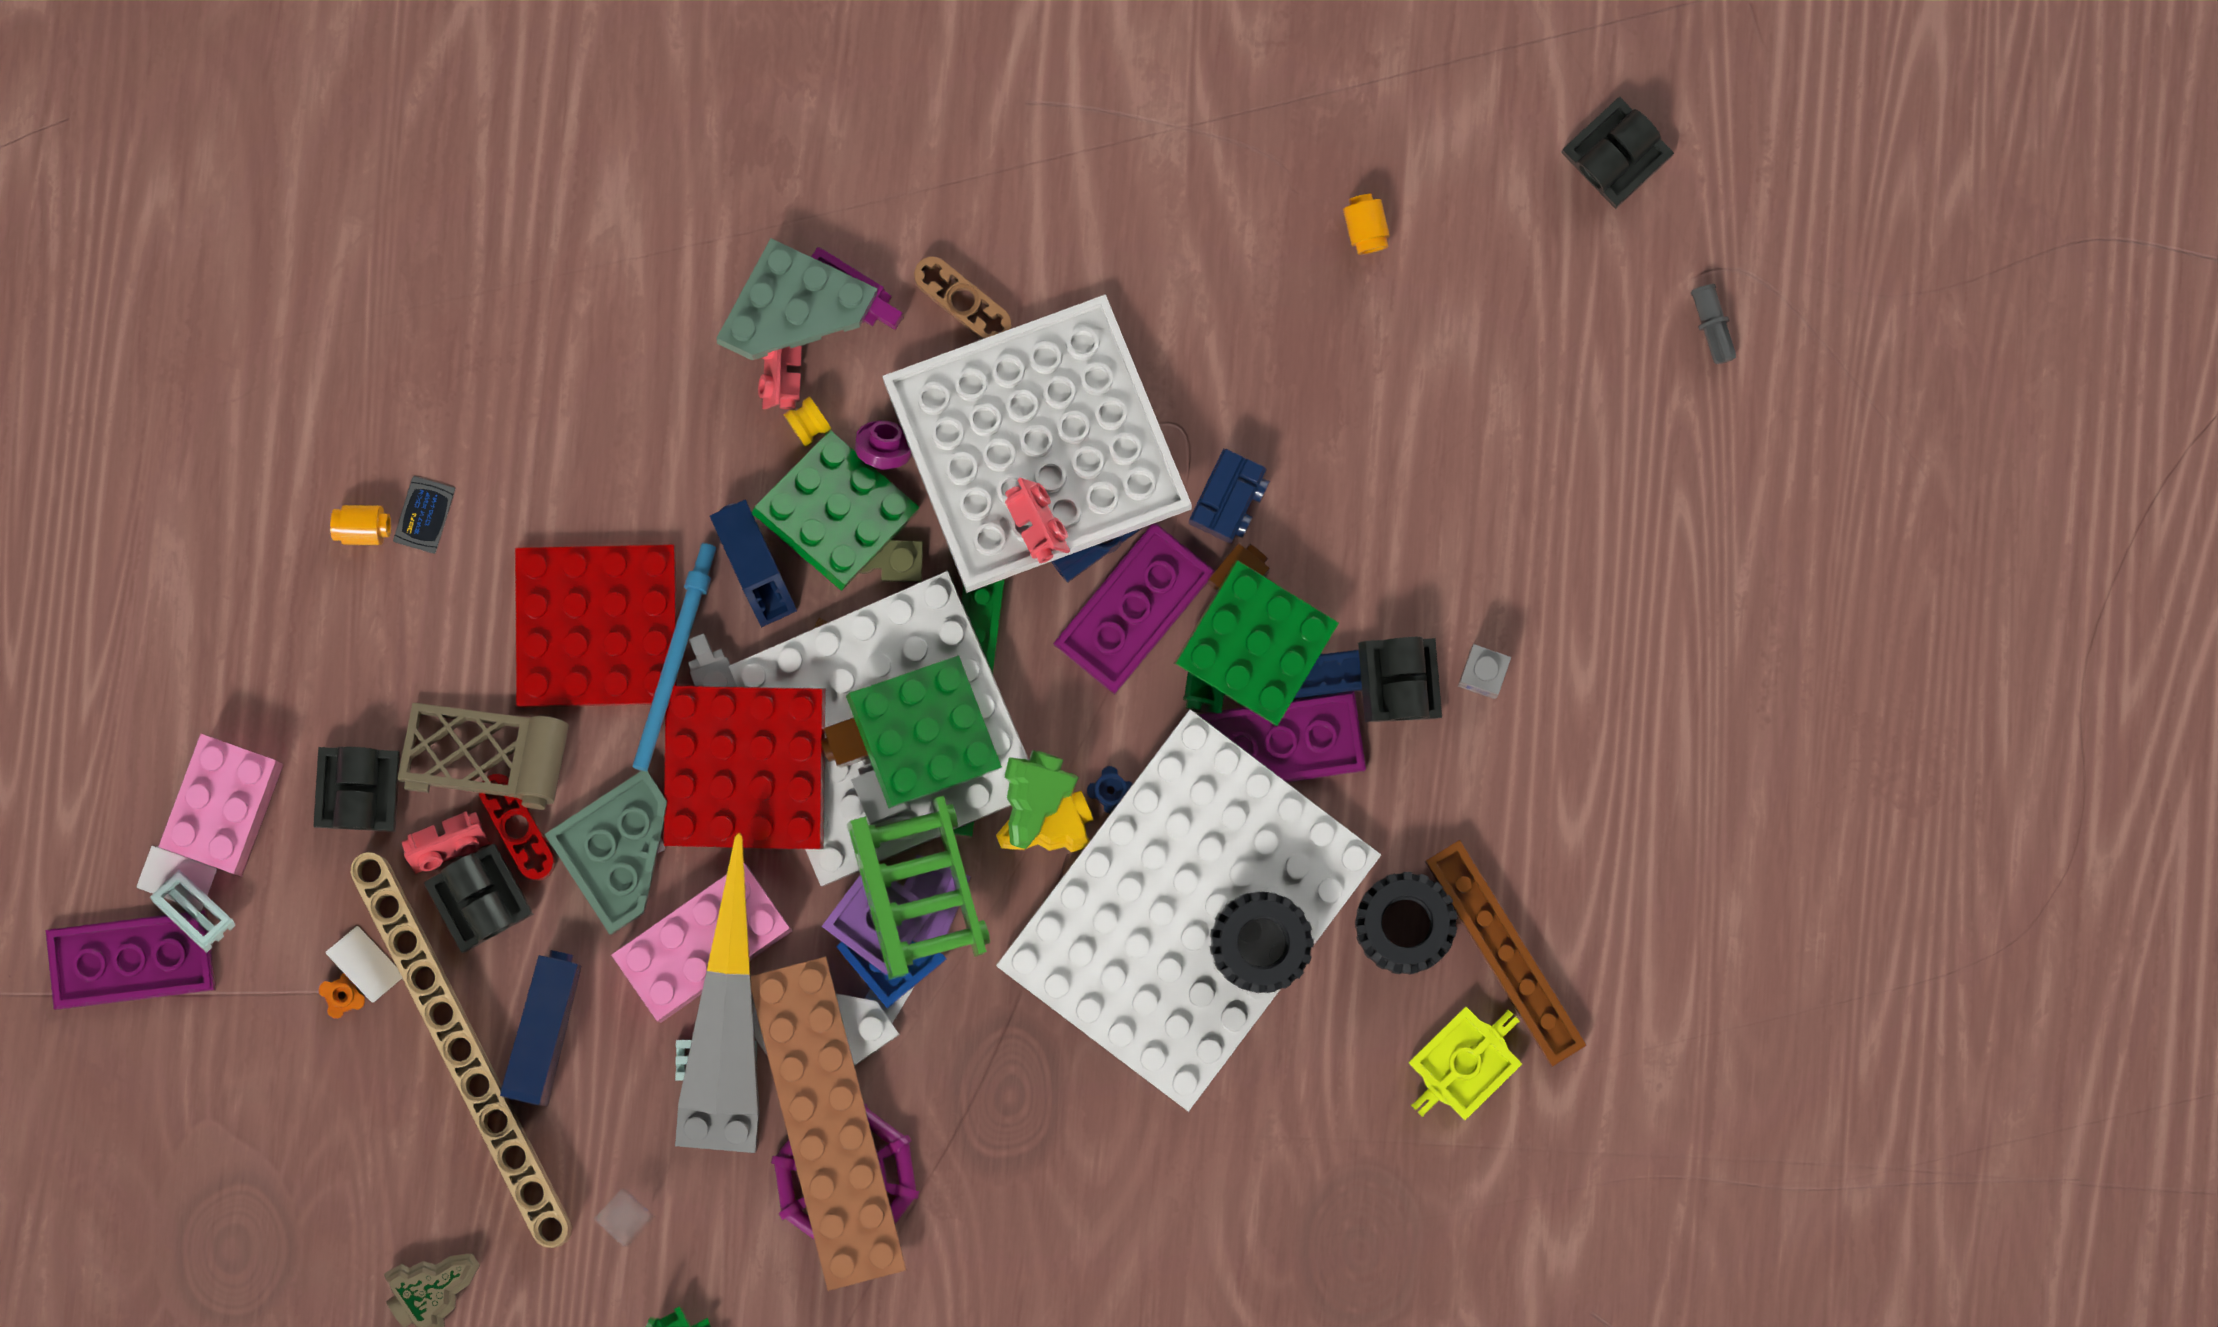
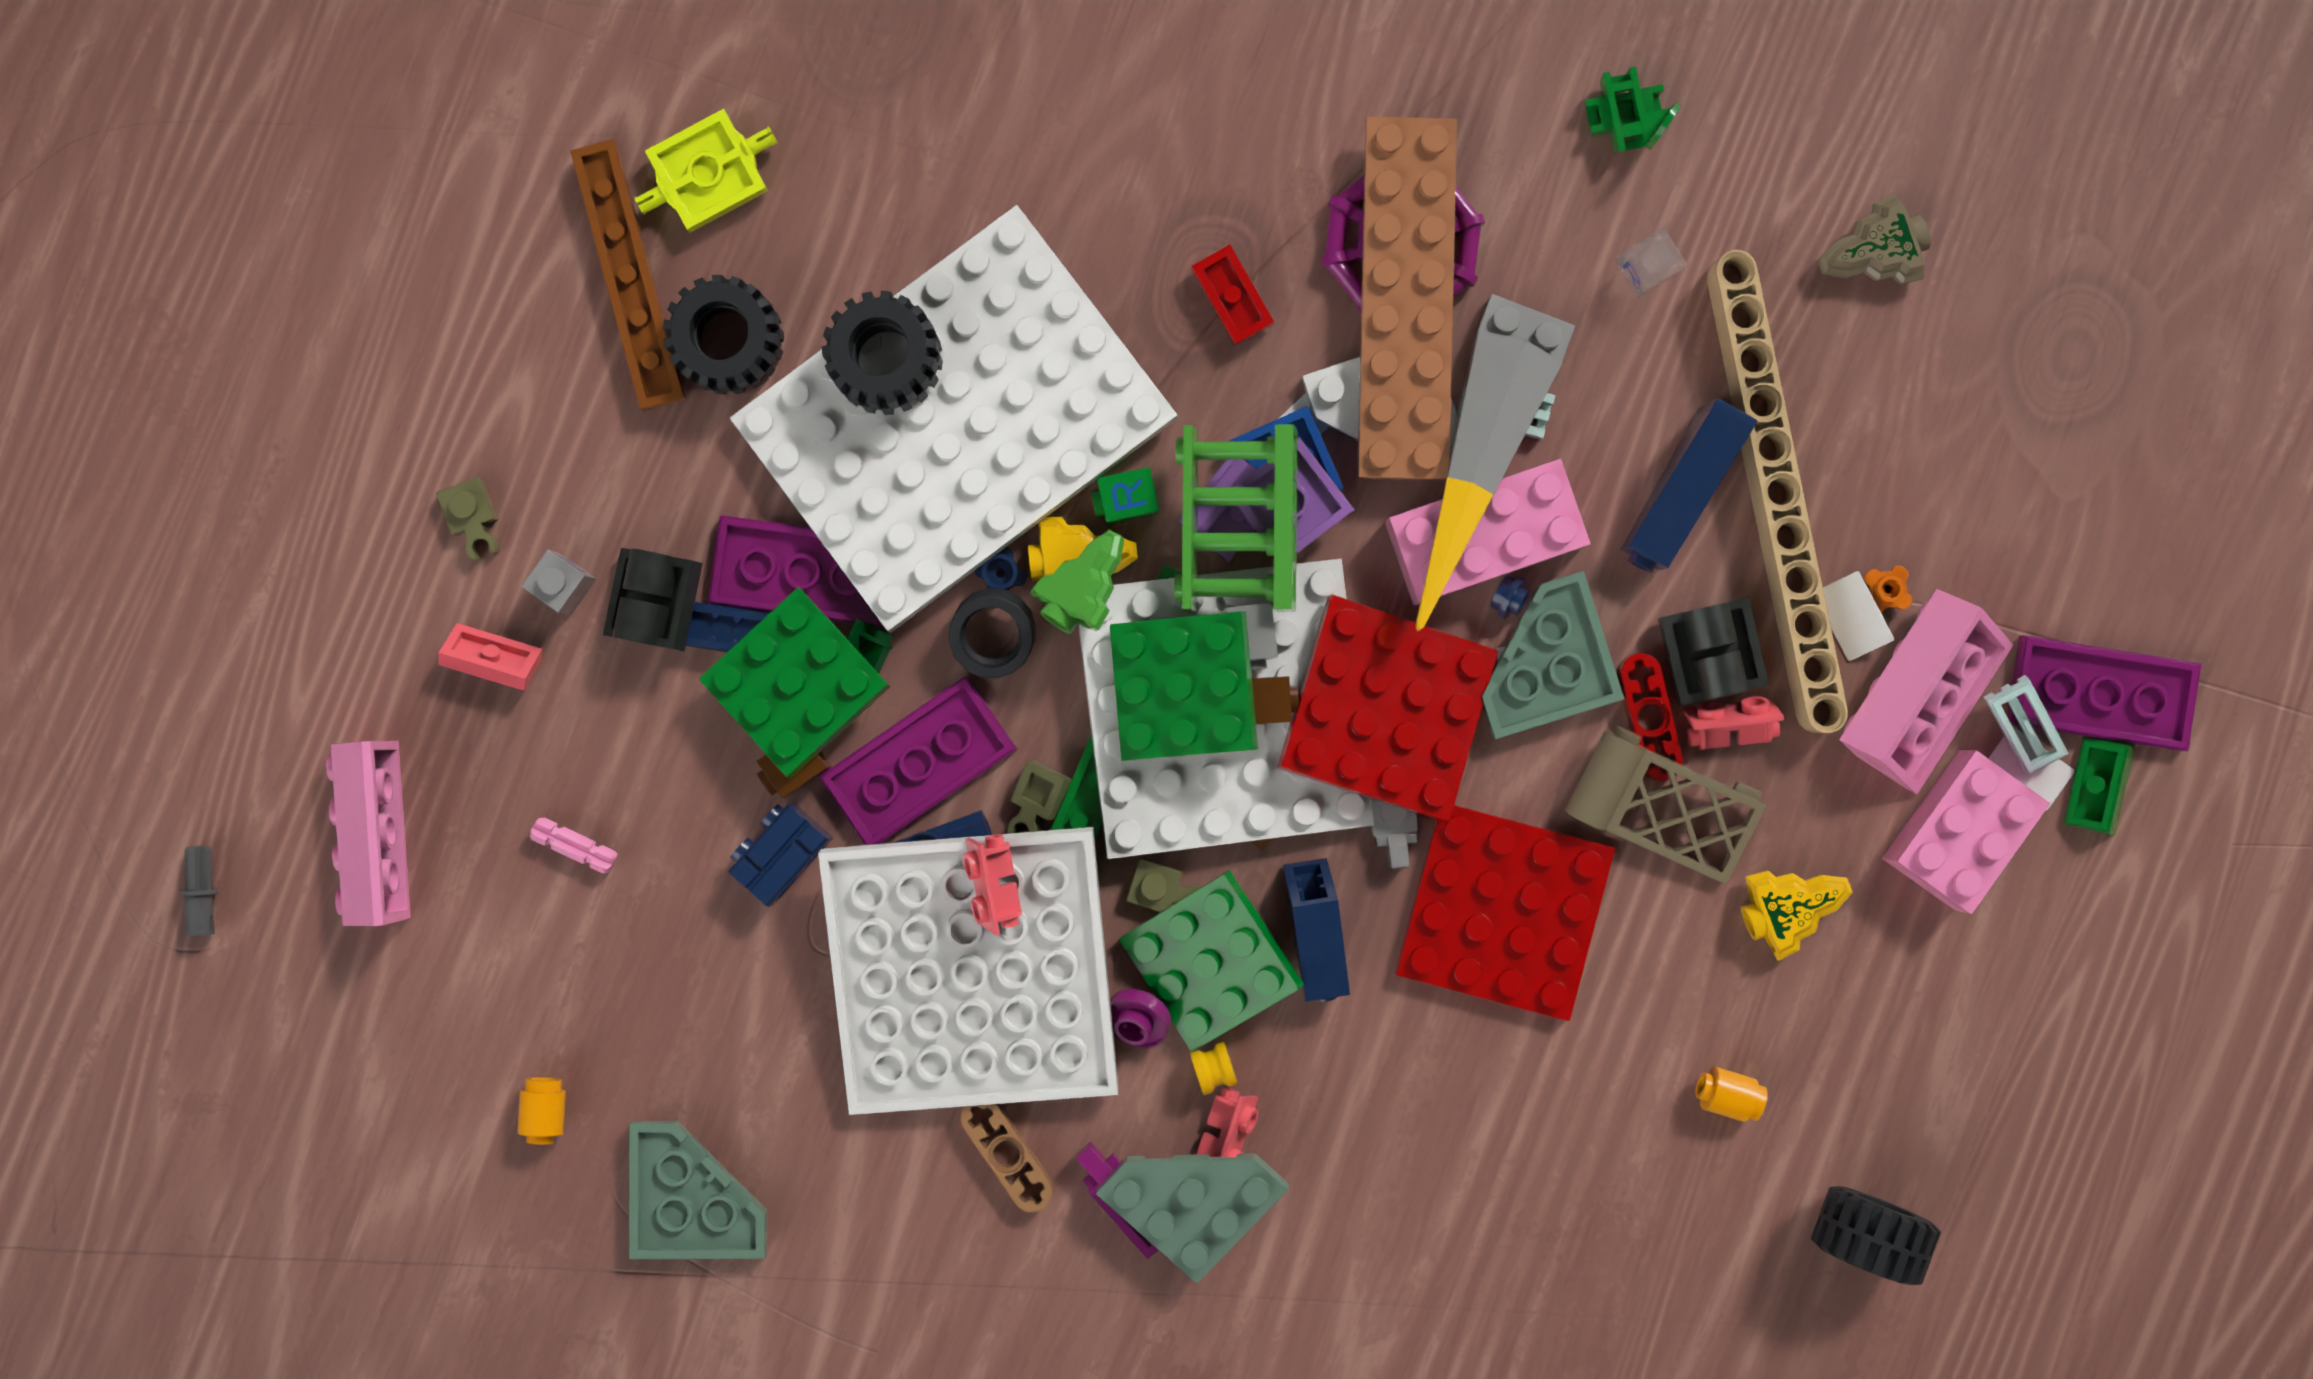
camera: 165 degrees left, 5 degrees up
(112, 879) = (2099, 786): none -> green slope
(210, 441) = (1875, 1235): none -> black tyre
(285, 916) = (1927, 690): none -> bright pink slope
(352, 698) = (1790, 908): none -> yellow rock
(356, 789) = (1813, 806): pearl dark grey plate -> none
(424, 514) = (1656, 1086): sticker -> none
(666, 894) = (1510, 596): none -> dark blue plate
(696, 586) = (1384, 923): dark azure bar -> none
(979, 1086) = (1232, 295): none -> red plate
(1021, 609) = (1039, 795): none -> olive plate
(1021, 884) = (1125, 496): none -> green brick
(1098, 706) = (977, 663): none -> black tyre
(1221, 183) = (687, 1200): none -> sand green plate
(1407, 453) = (573, 845): none -> bright pink axle
(1524, 592) = (490, 656): none -> coral plate
(1582, 414) = (369, 833): none -> bright pink slope
(1584, 712) = (468, 511): none -> olive plate
(1618, 151) = (243, 1111): pearl dark grey plate -> none

